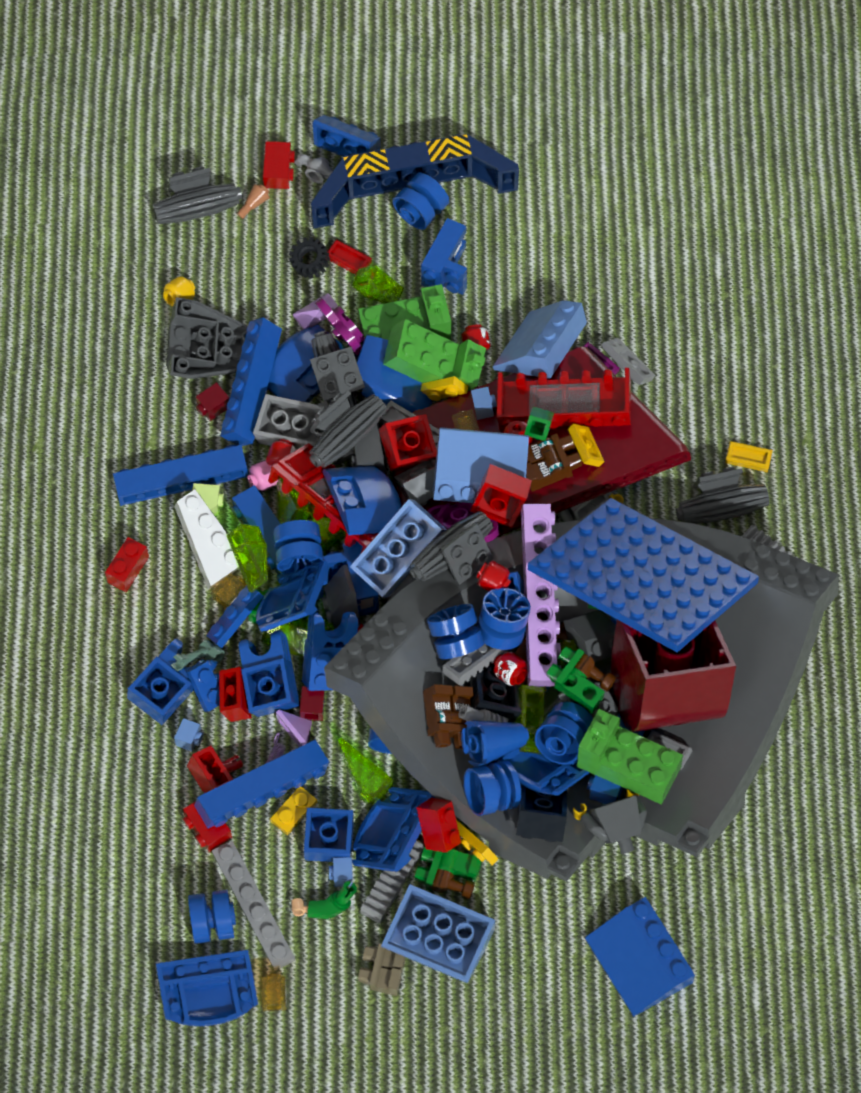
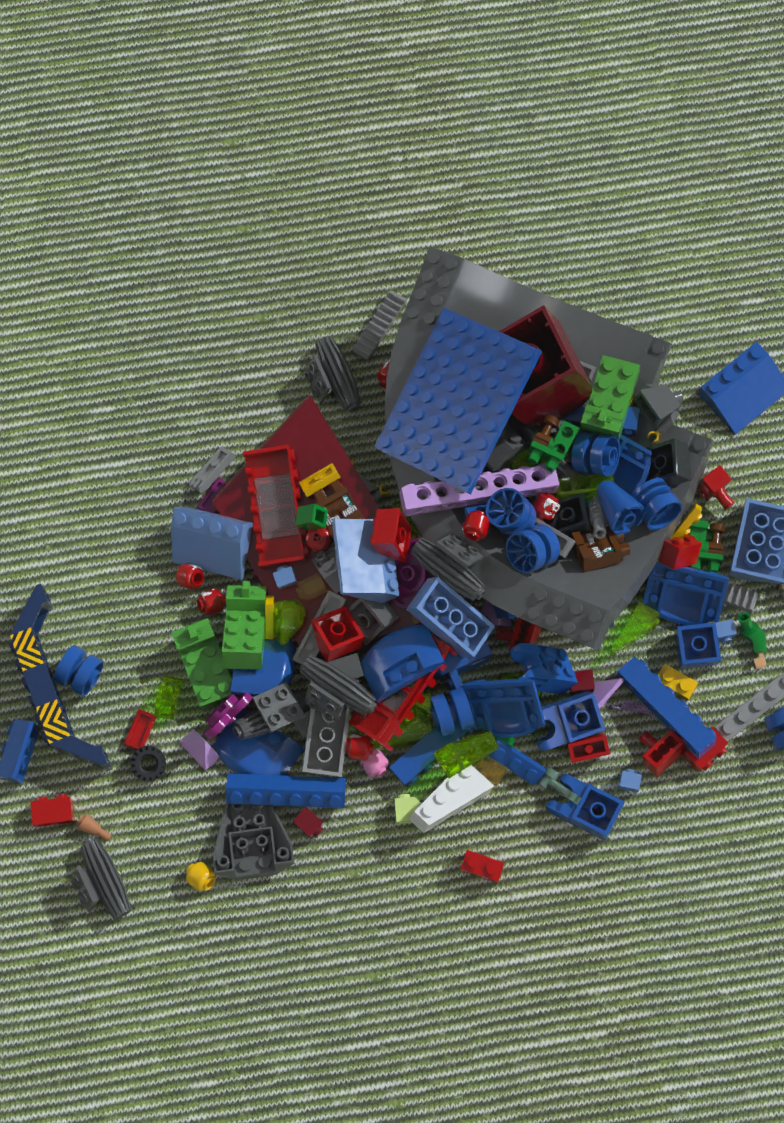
camera: 100 degrees left, 10 degrees up
(180, 474) = (386, 838): blue brick -> none
(205, 684) = (583, 772): blue plate -> none
(316, 168) = (50, 773): light grey piece -> none
(340, 597) = (490, 667): dark grey slope -> none
(436, 399) = (287, 619): none -> clear neon green slope
(441, 260) = (135, 641): blue brick -> none
(507, 321) = (190, 576): none -> red head
(518, 889) = (714, 485): none -> red brick
(748, 456) = (286, 361): yellow tile -> none

